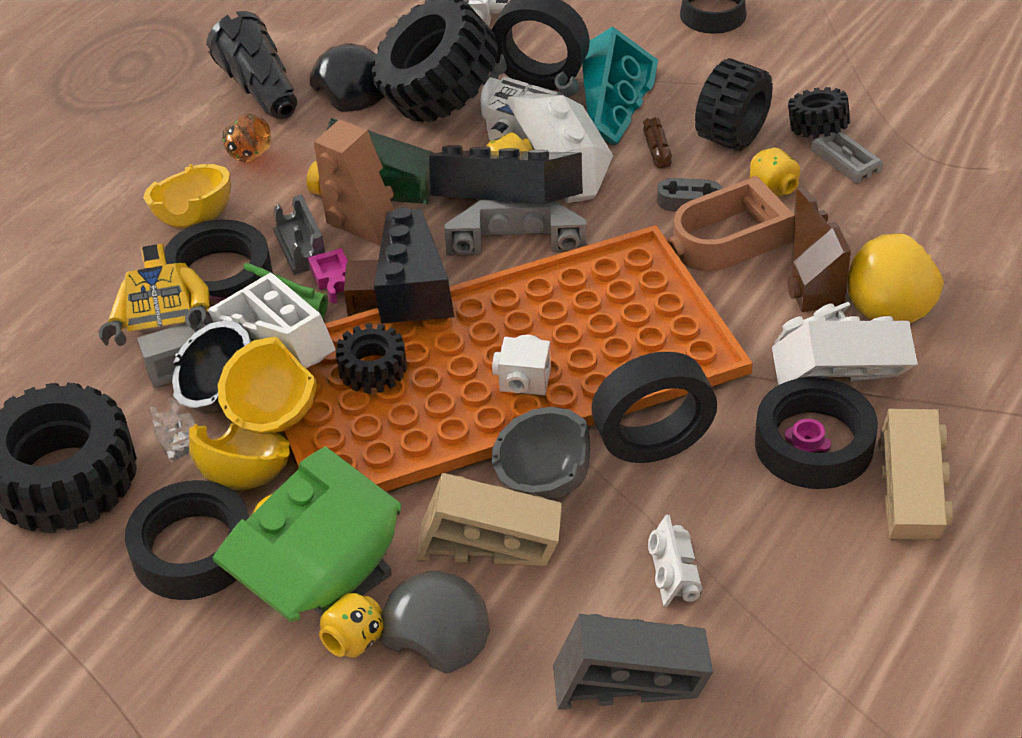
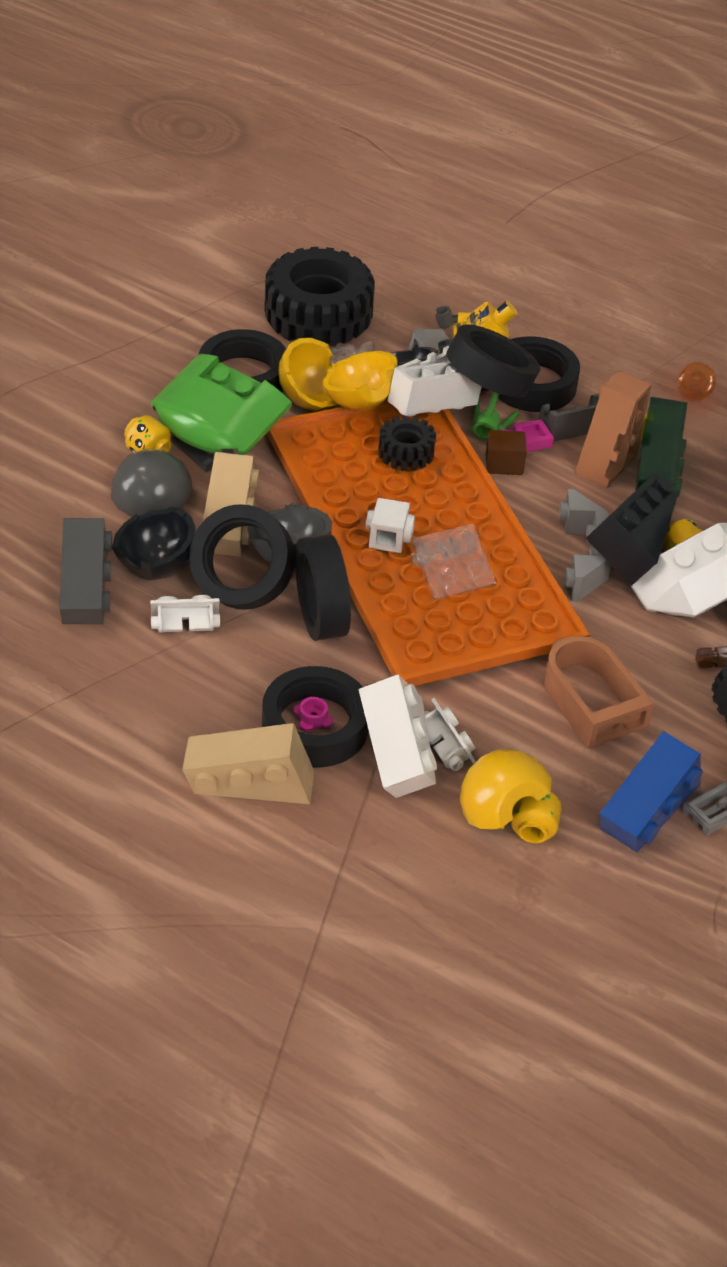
camera: 85 degrees right, 0 degrees up
(190, 196) = (610, 348): yellow cylinder -> none
(252, 264) = (493, 361): none -> black tyre
(409, 271) = (515, 464): black wedge -> none
(572, 510) = (209, 535): none -> black tyre
(573, 315) = (453, 561): none -> clear hinge
(576, 575) = (155, 543): none -> black cylinder
(677, 191) = (653, 673): dark grey beam -> none
(776, 170) = (684, 726): yellow head -> none
(818, 257) = (560, 741): reddish brown wedge -> none
(864, 183) = (652, 792): none -> blue wedge

